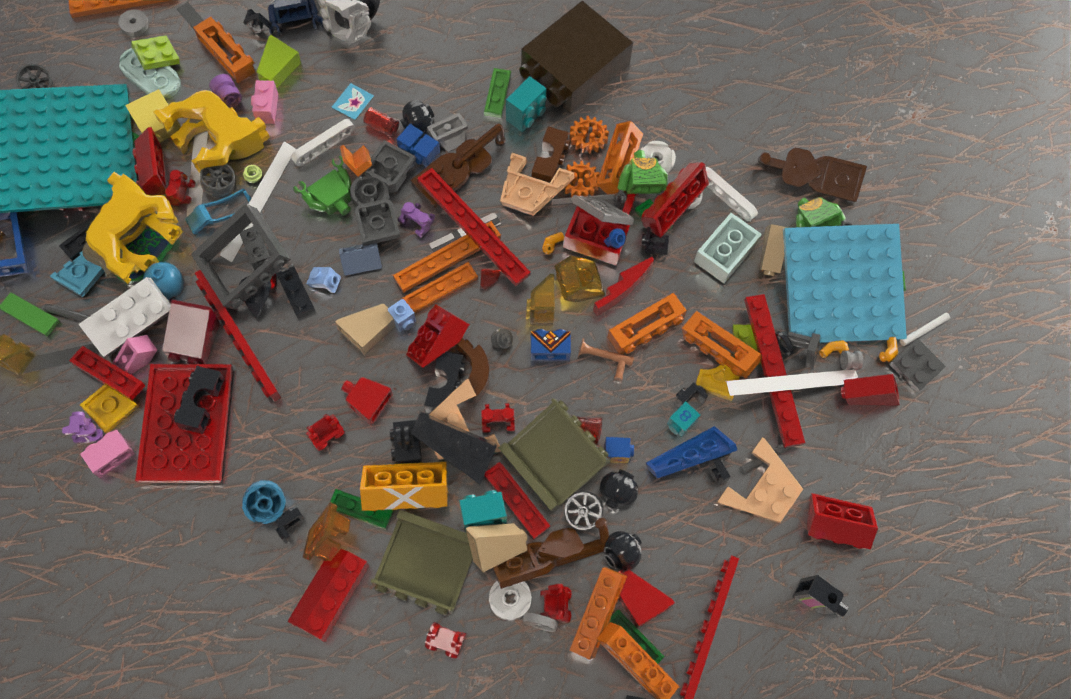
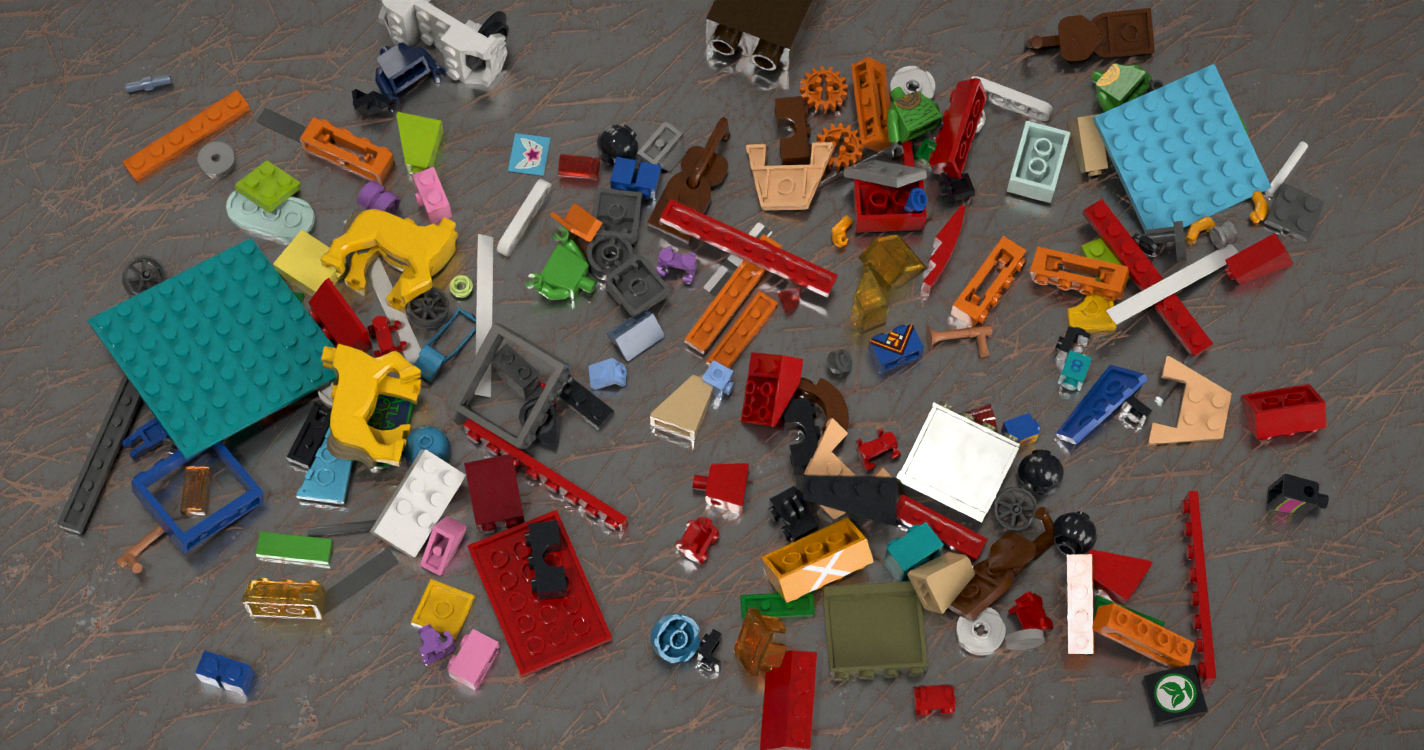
camera: 20 degrees left, 0 degrees up
(107, 373) = (424, 574): red plate -> none
(497, 93) = (693, 79): bright green tile -> none
(526, 104) = (738, 82): teal brick -> none

